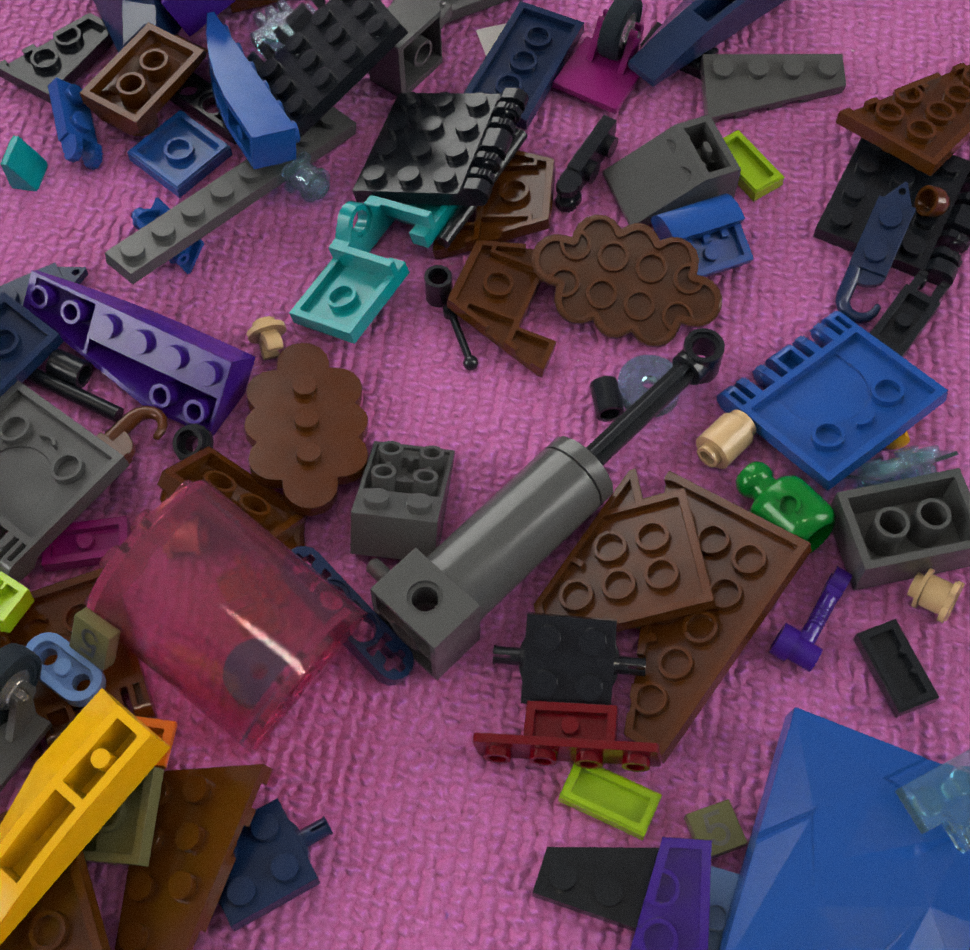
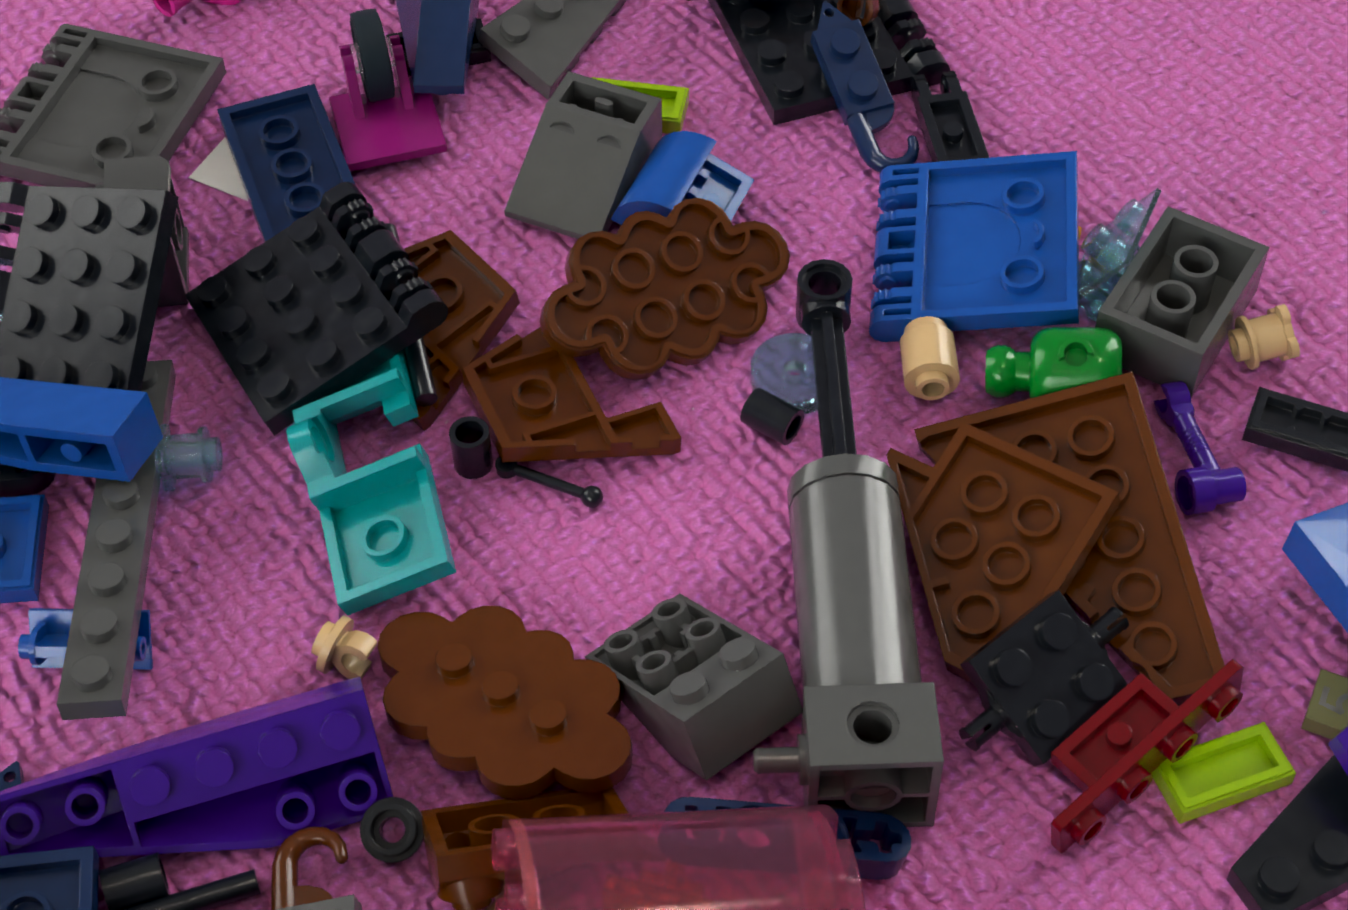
camera: 45 degrees left, 10 degrees down
(586, 164) = (484, 219): black hinge -> none

